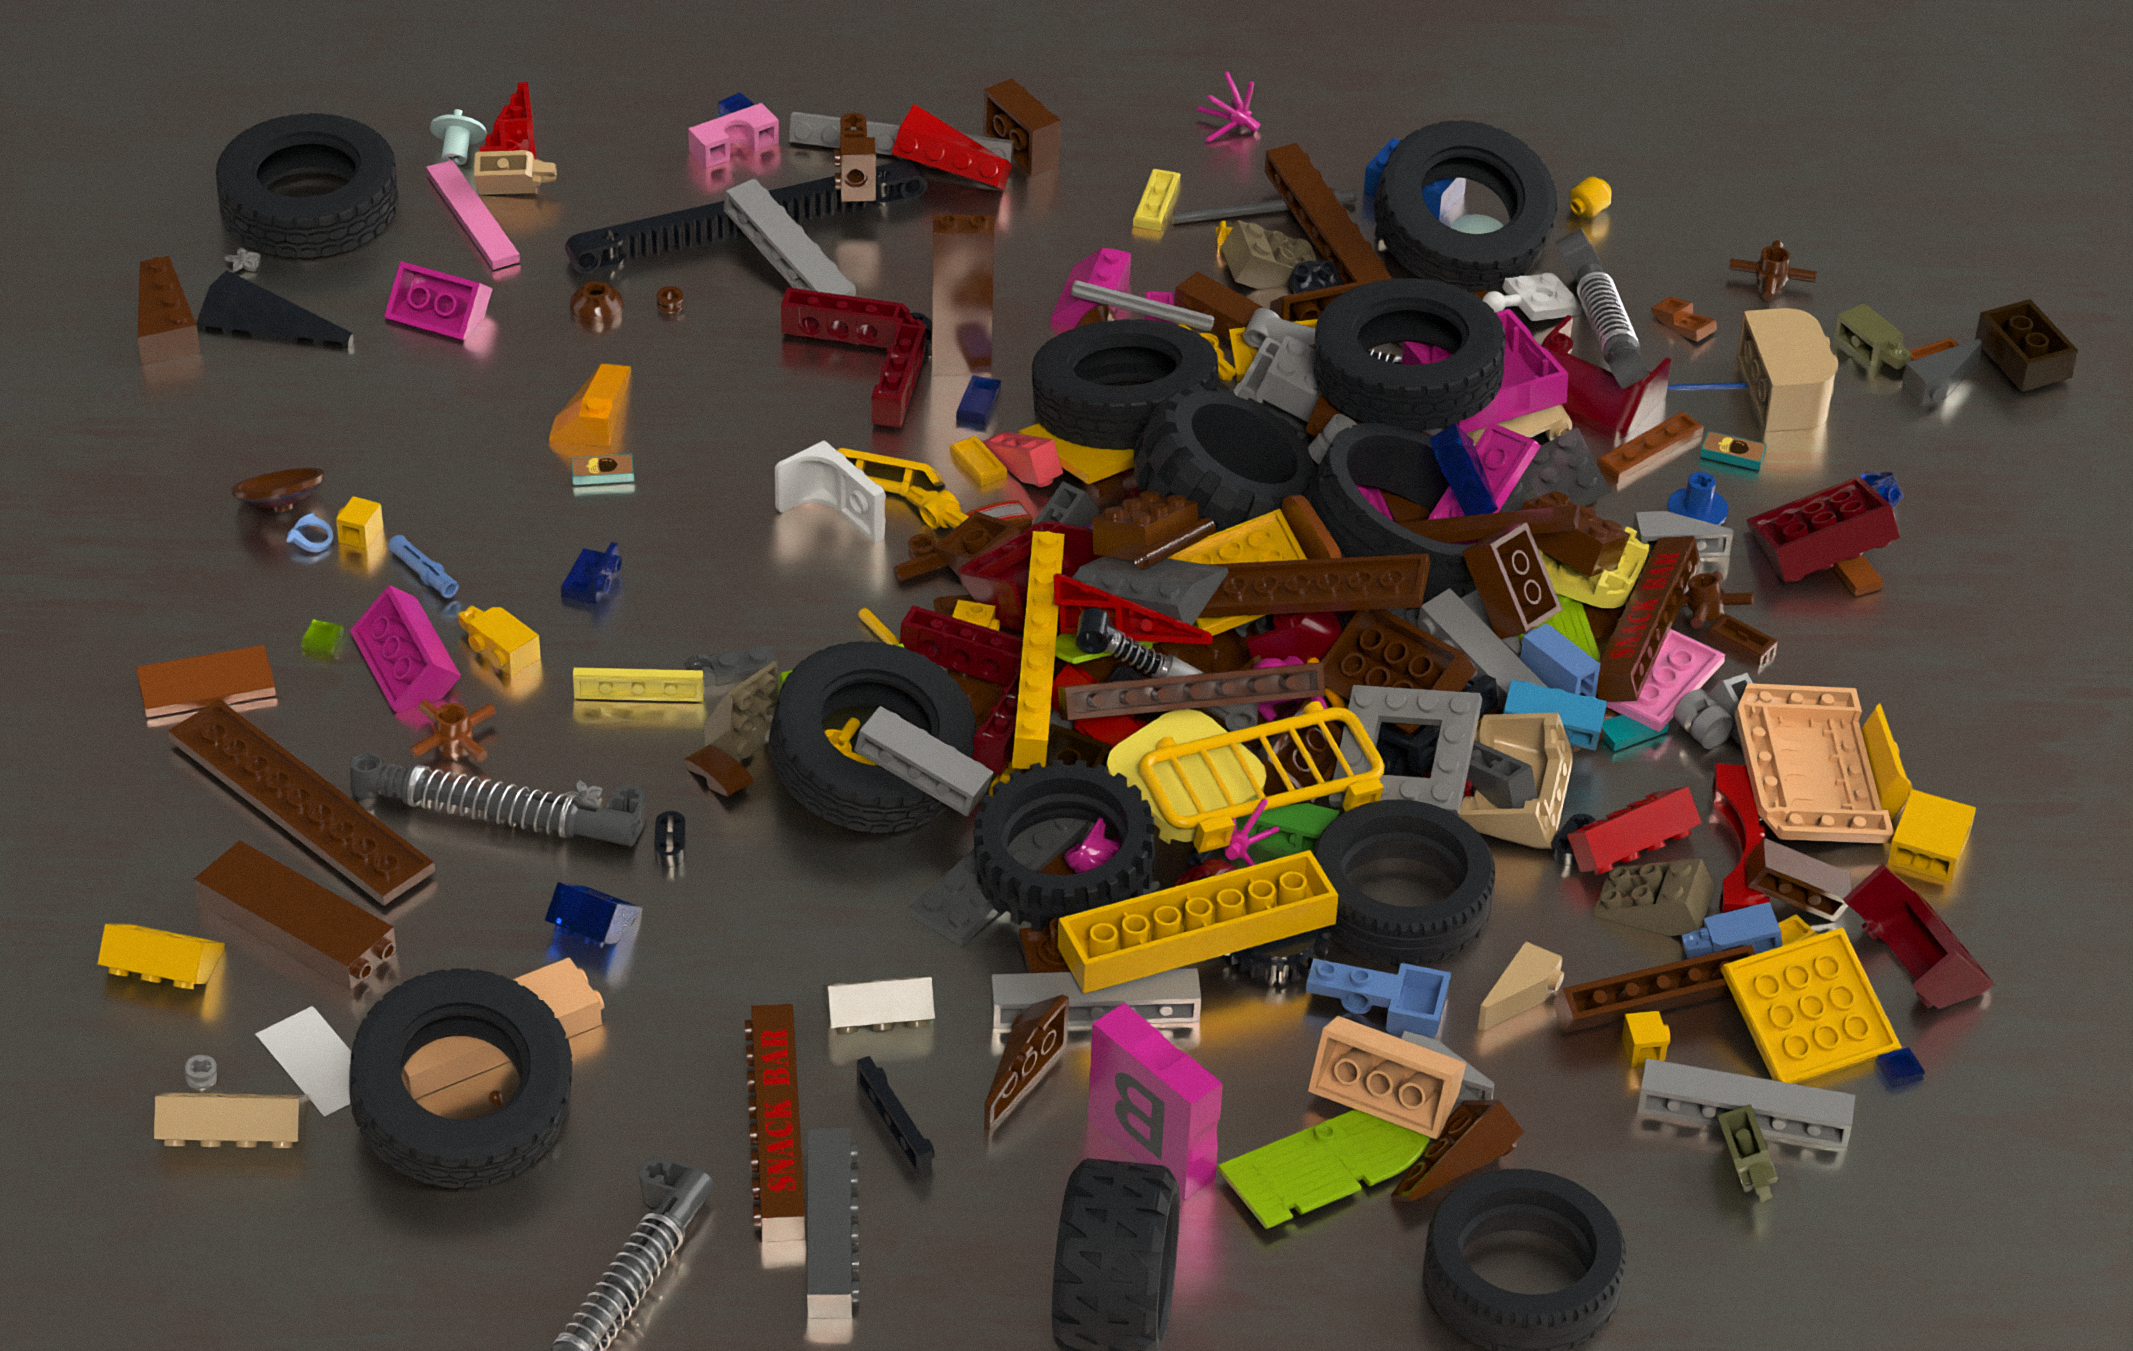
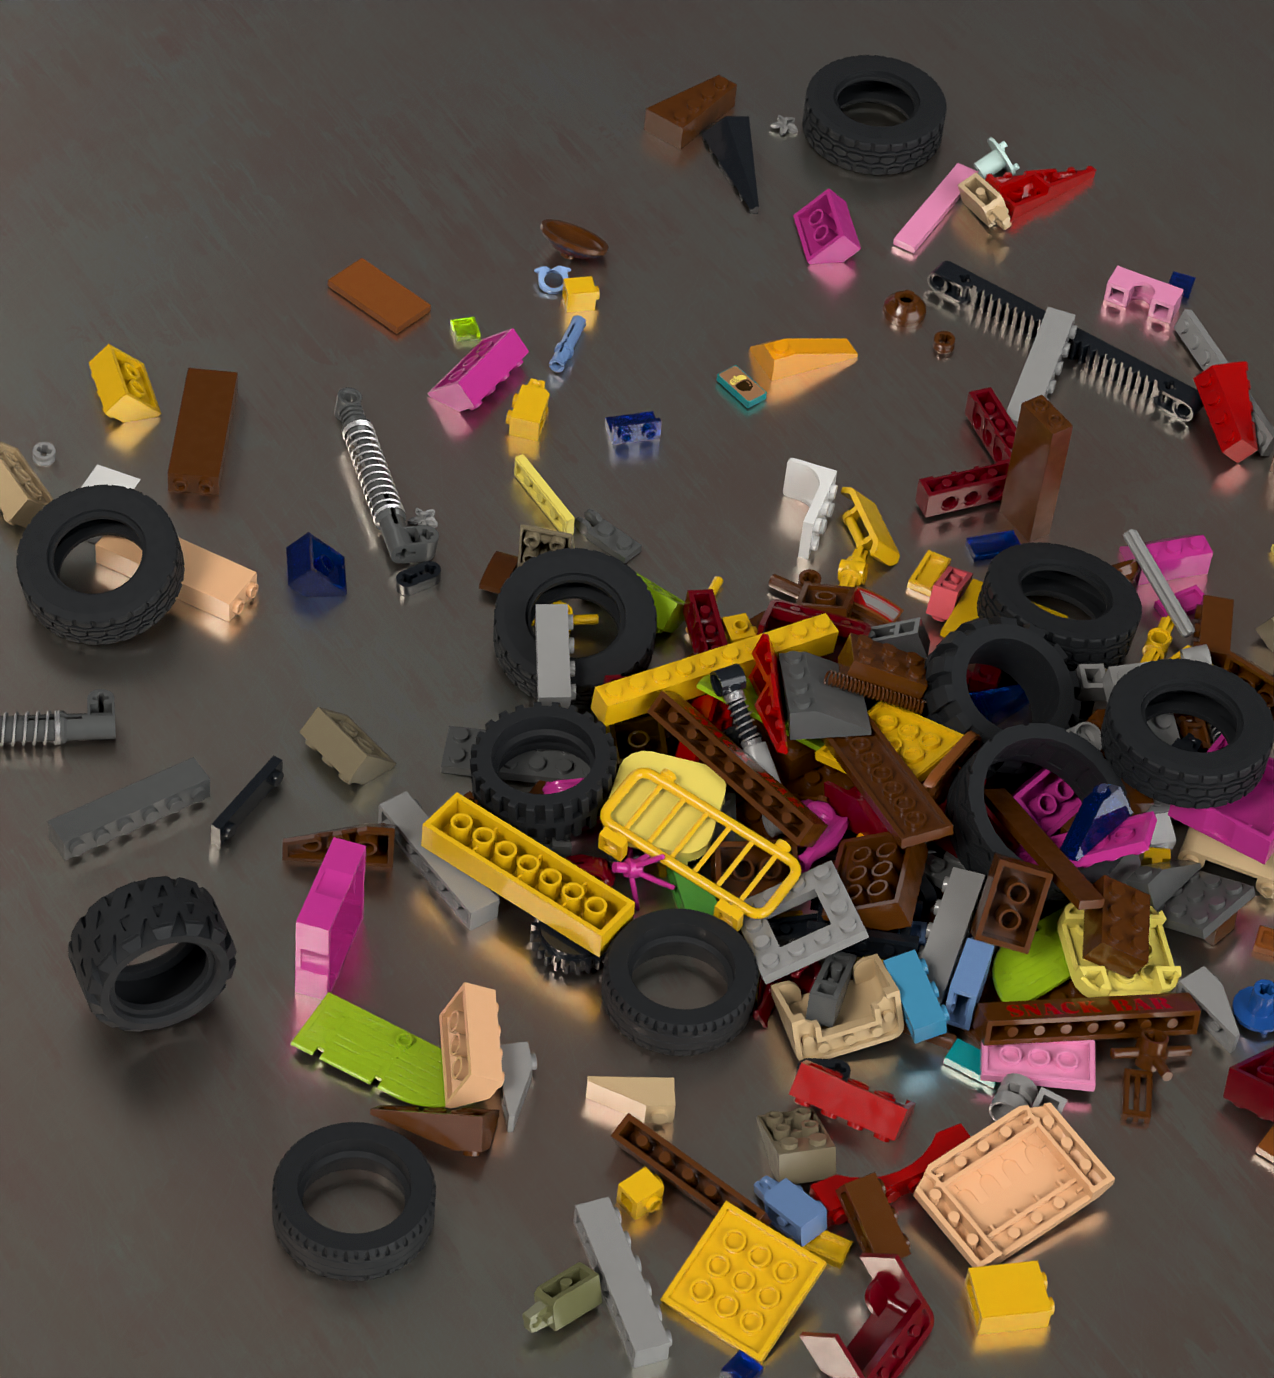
camera: 55 degrees right, 5 degrees up
(302, 802) = (305, 389): reddish brown plate -> none
(452, 729) = (425, 426): dark orange bar -> none
(777, 1123) = (206, 737): reddish brown brick -> none
(855, 160) = (1148, 357): reddish brown brick -> none
(1413, 996) = (571, 1035): medium blue plate -> none
(1885, 763) = (1093, 1210): yellow piece -> none

